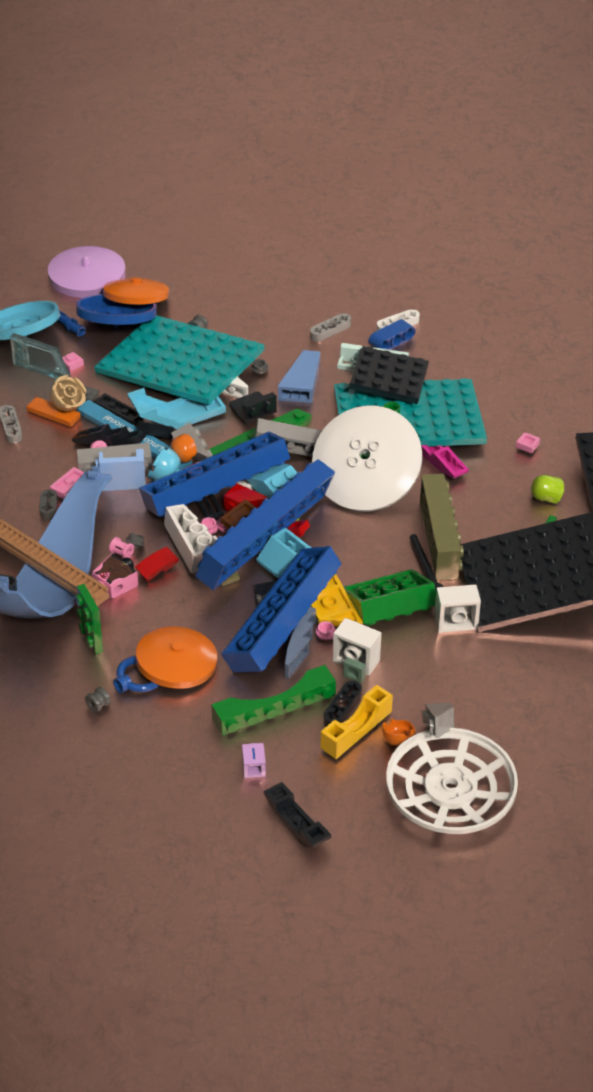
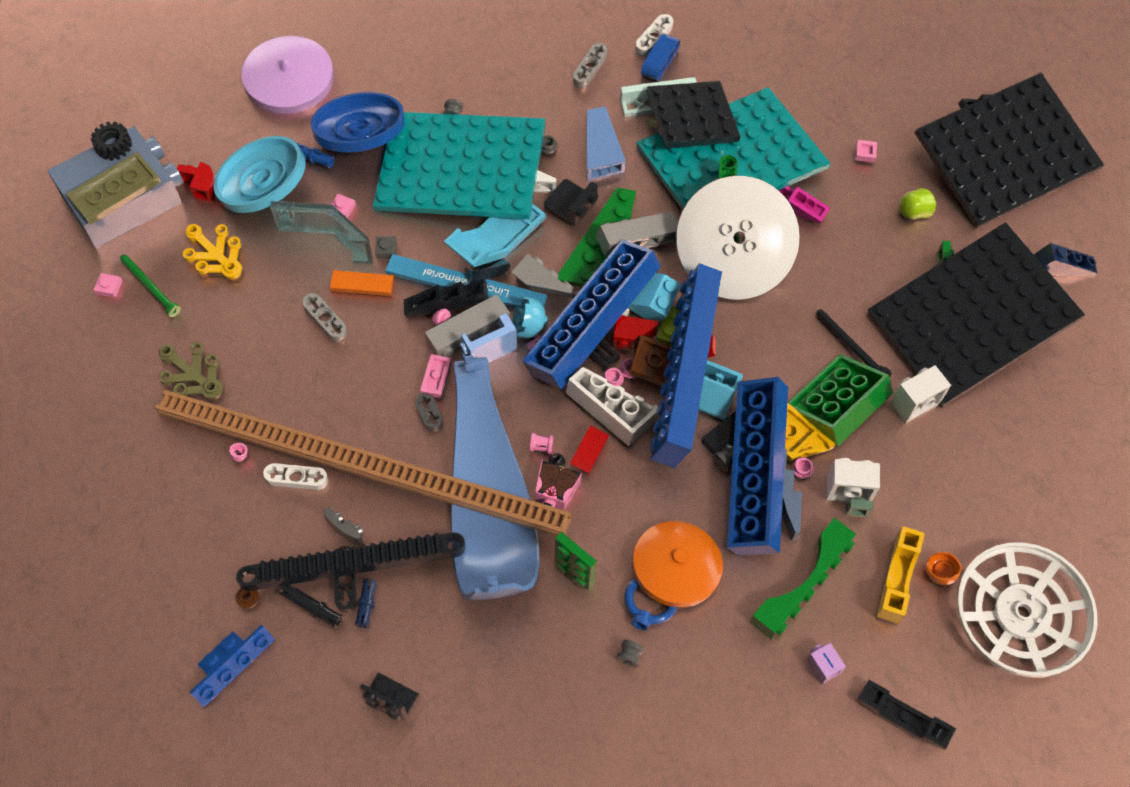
camera: 25 degrees left, 20 degrees up
(67, 393) = (375, 261): tan cylinder -> none
(118, 408) = (430, 254): black tile -> none
(136, 291) = (362, 87): orange dish -> none
(136, 540) = (549, 426): dark grey plate -> none
(184, 447) = (539, 288): orange hair -> none
(343, 696) = (862, 561): black beam -> none
(438, 718) = (977, 539): light grey slope -> none
(441, 527) = (848, 295): olive brick -> none

